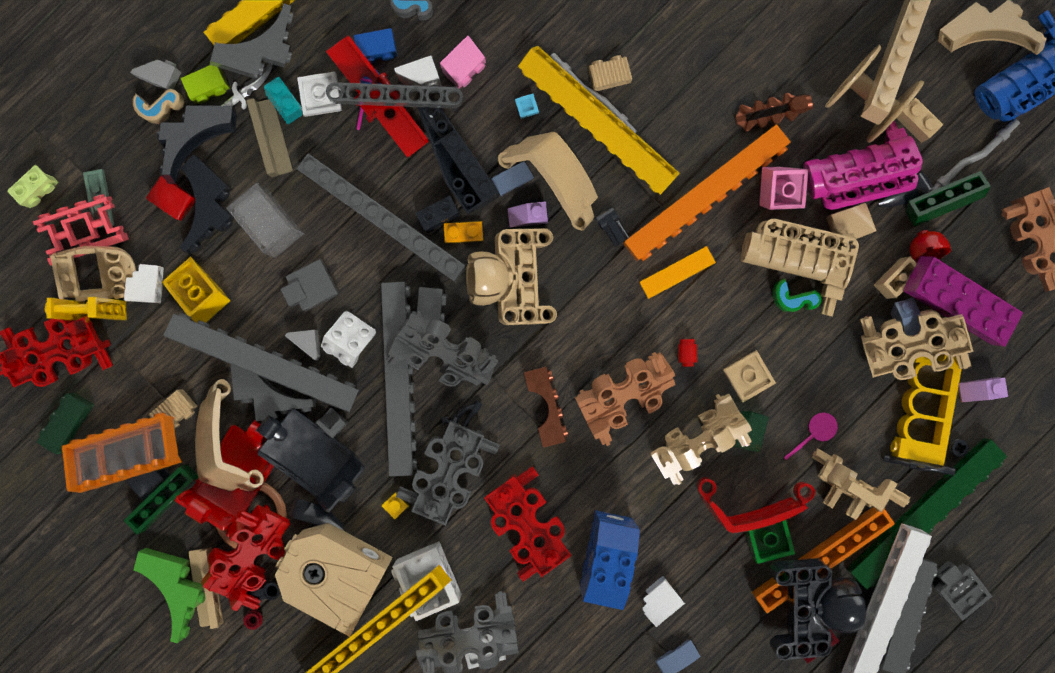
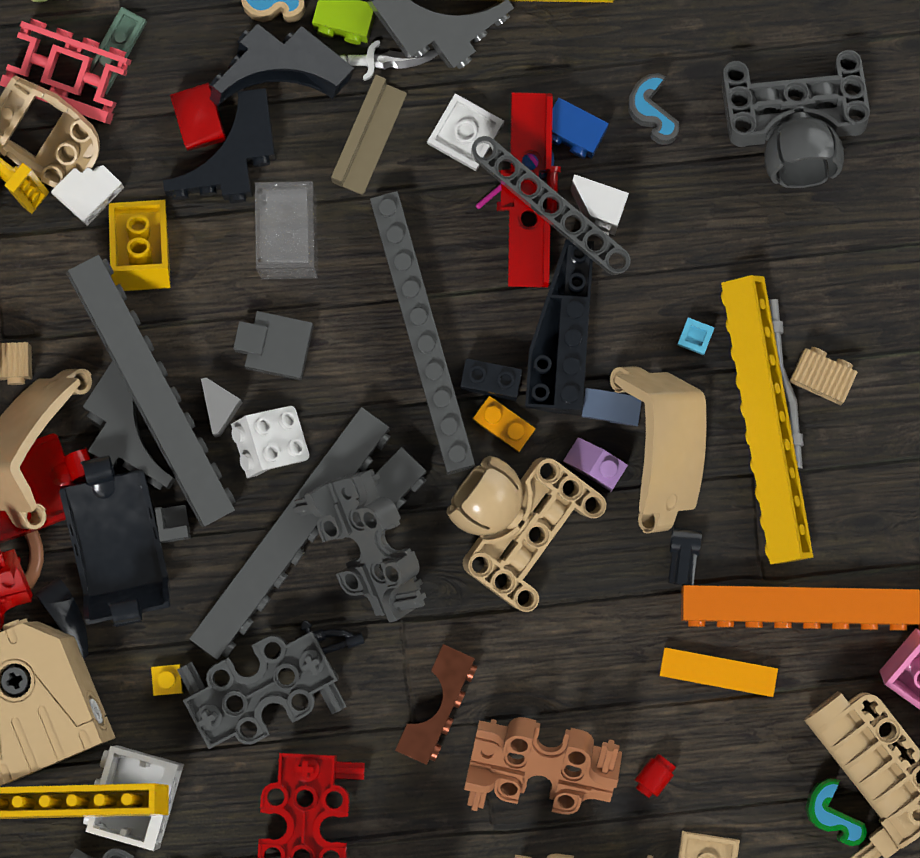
camera: 40 degrees right, 5 degrees down
(283, 100) = (417, 107): teal brick -> none
(463, 63) = (660, 229): bright pink slope -> none

